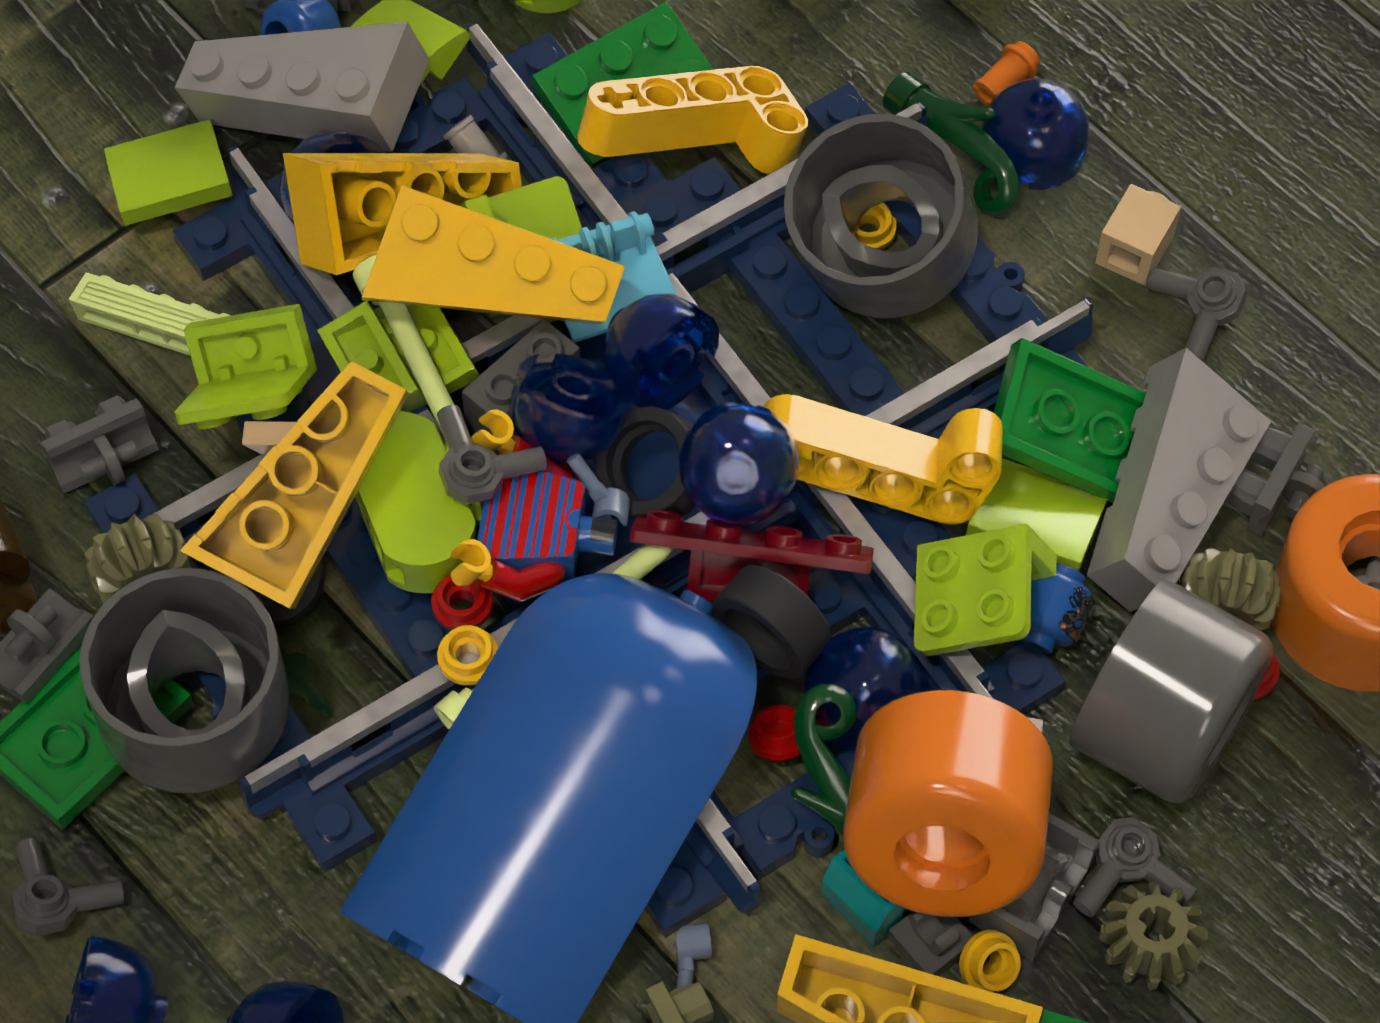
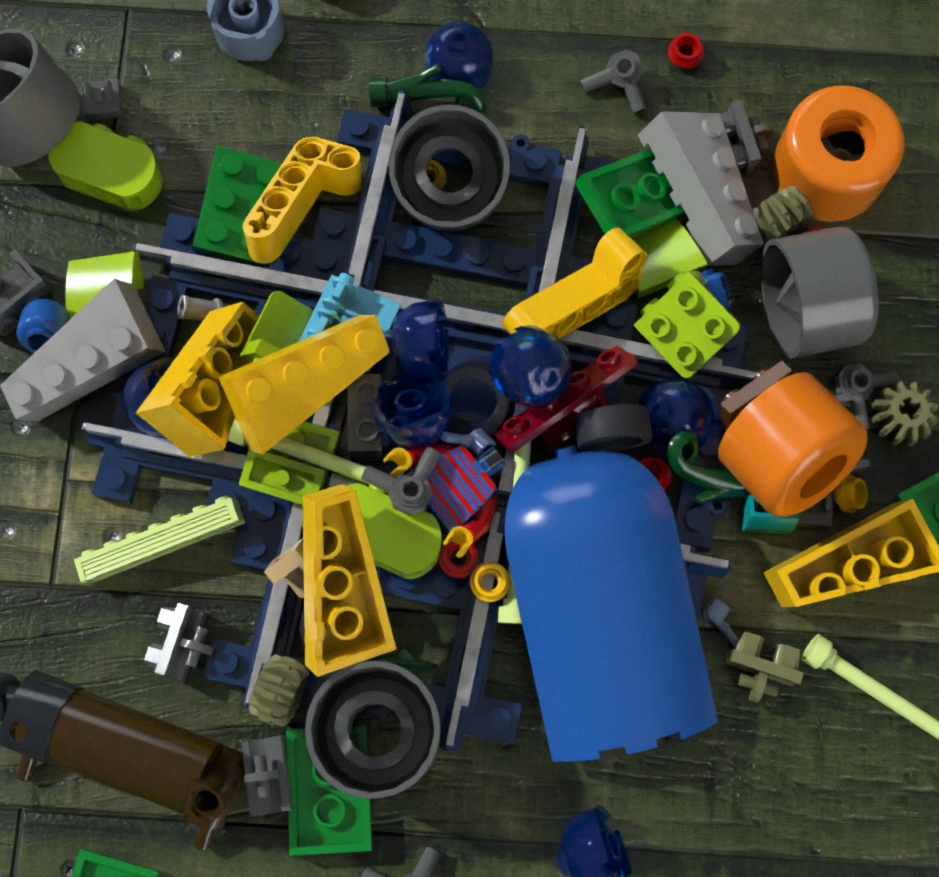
camera: 45 degrees left, 15 degrees up
(167, 172) = (54, 465): lime slope -> none
(246, 365) = (229, 541): lime bracket -> none
(1016, 64) = (414, 41): orange pin -> none
(1138, 234) = (559, 68): tan brick -> none
(1321, 327) = (689, 43): none -> red plate

